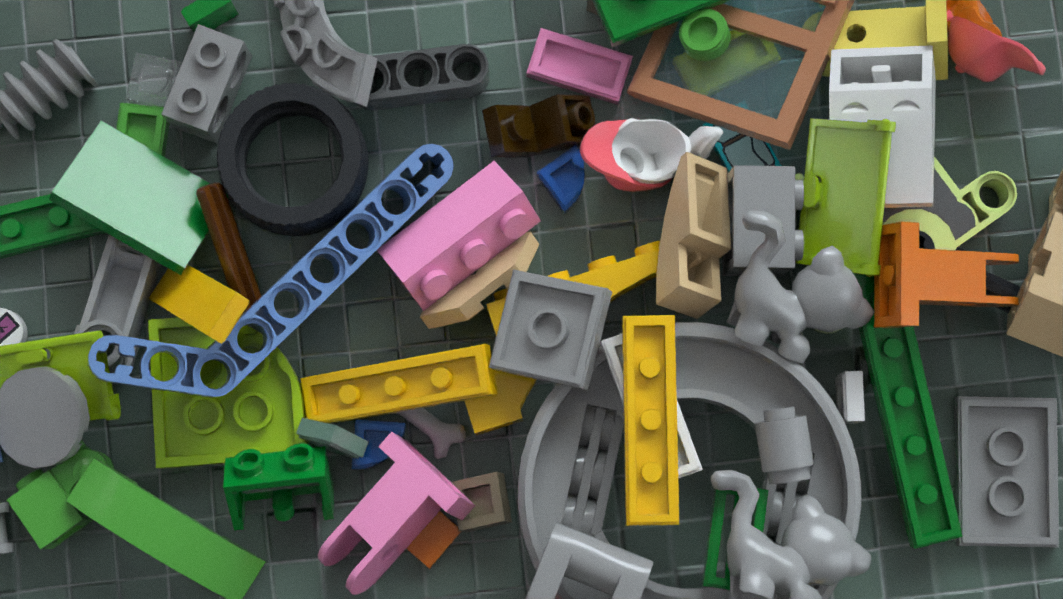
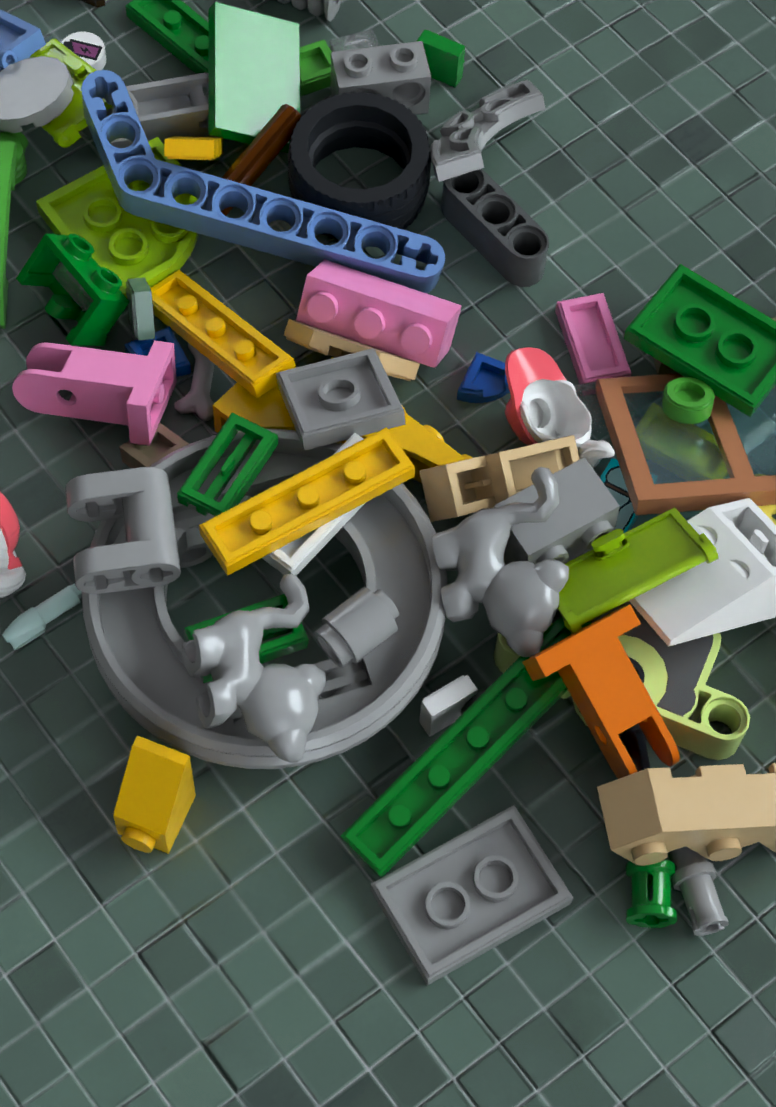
camera: 55 degrees right, 20 degrees down
(434, 539) = (100, 439): orange tile -> none
(538, 128) = (507, 326): dark brown slope -> none
(547, 426) = (208, 502): none -> green tile

